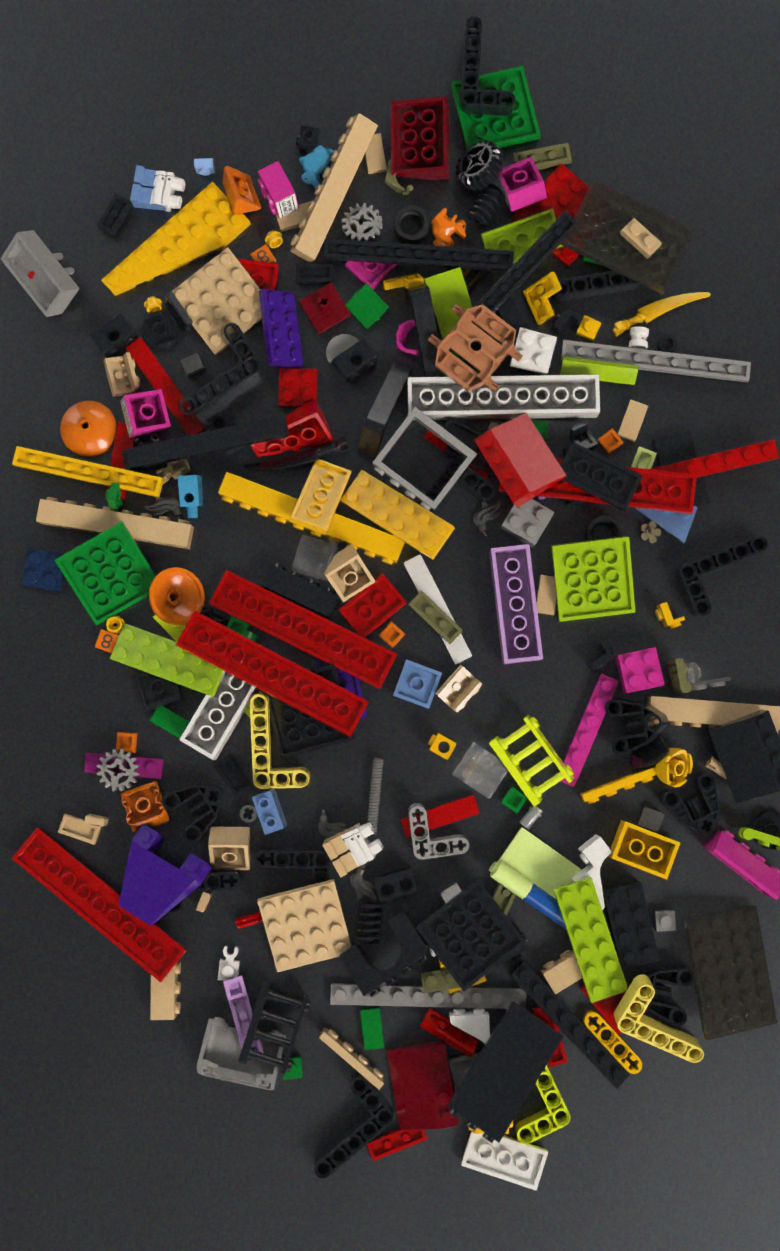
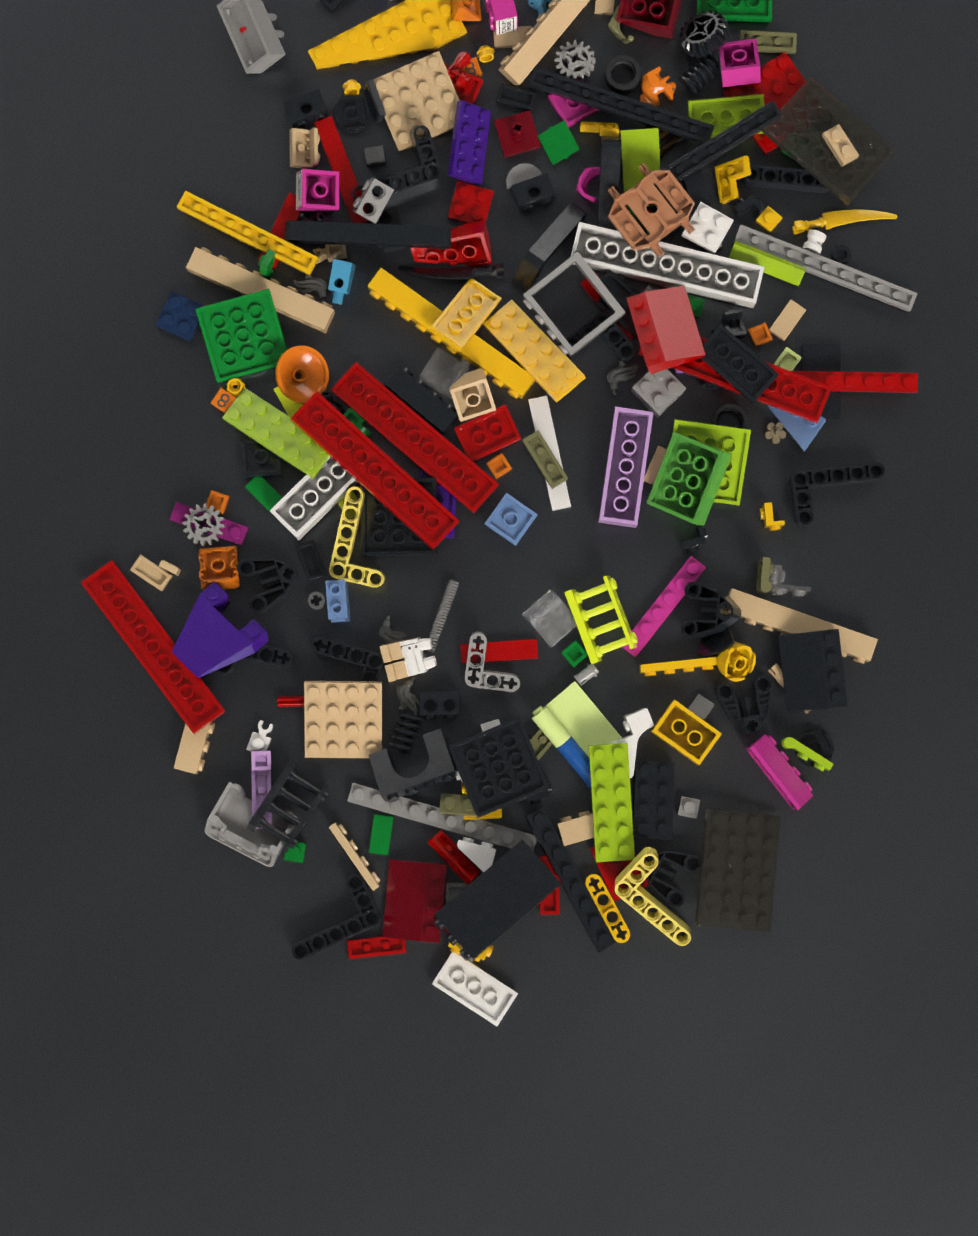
camera: 15 degrees right, 0 degrees up
(94, 439) = (260, 203): orange dish -> none
(204, 900) = (252, 671): tan tile -> none
(207, 409) = (378, 203): none -> light grey brick
(229, 848) = (290, 628): tan slope -> none
(252, 253) = (462, 60): none -> red piece
(436, 740) = (513, 578): yellow bracket -> none
(458, 689) = (549, 534): tan bracket -> none
(548, 1114) = (532, 952): neon yellow beam -> none
(580, 600) = (689, 479): none -> bright green slope
(639, 670) = (727, 561): dark pink brick -> none

